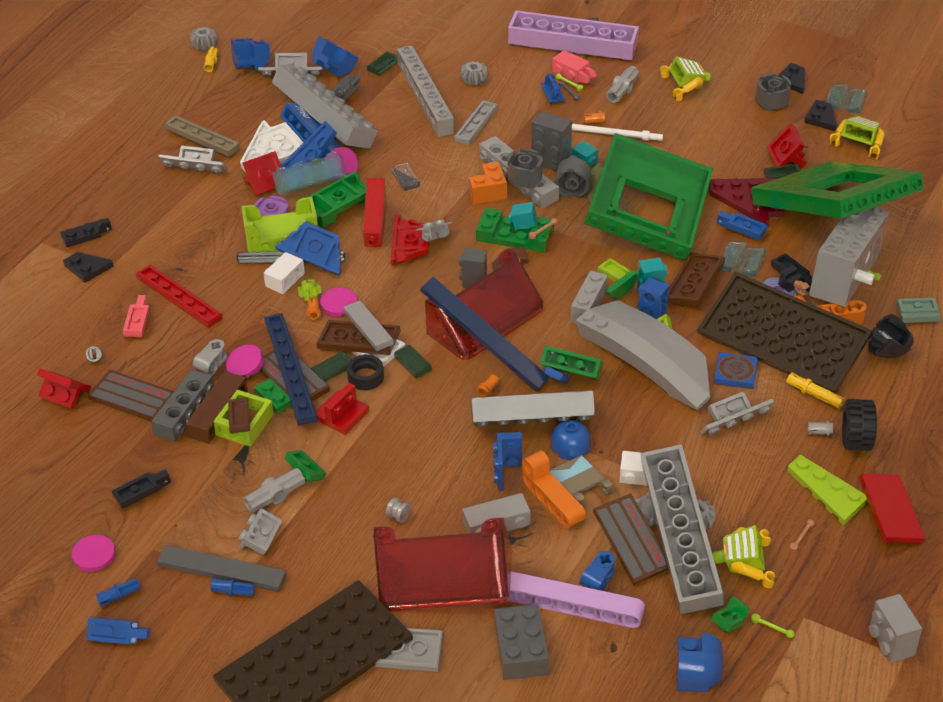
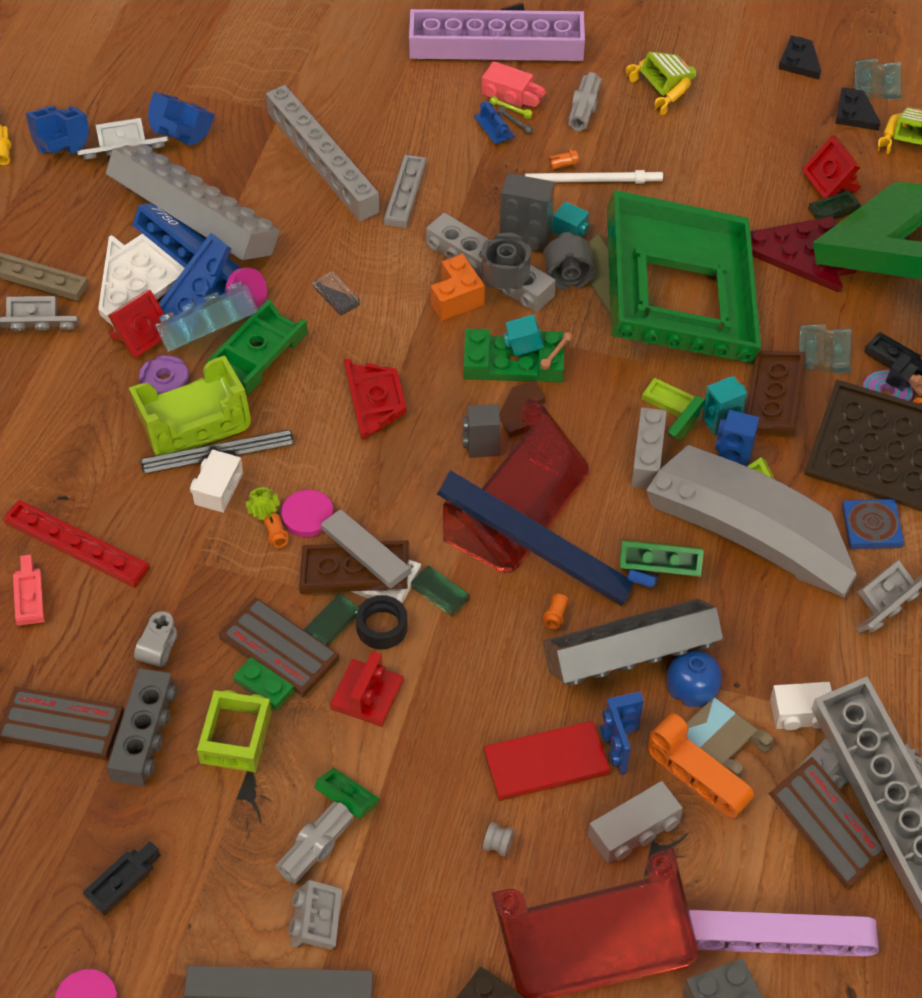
camera: 15 degrees left, 10 degrees up
(201, 424) = (189, 711): reddish brown brick -> none
(239, 415) = (232, 734): reddish brown tile -> none
(245, 361) = (207, 638): dark pink tile -> none
(290, 370) = (277, 639): dark blue tile -> none
(314, 247) = (250, 434): blue wing -> none
(346, 86) = (209, 162): dark grey hinge -> none
(374, 212) = (316, 362): red slope -> none
(382, 63) = (247, 115): clear green tile -> none
(435, 230) = (407, 375): light grey hinge -> none
(449, 472) = (546, 760): none -> red tile
(474, 73) = (380, 114): light grey gear -> none
(599, 571) = (799, 885): blue piece -> none
(742, 224) = (810, 296): blue hinge -> none
(773, 91) = (786, 85): dark grey brick -> none

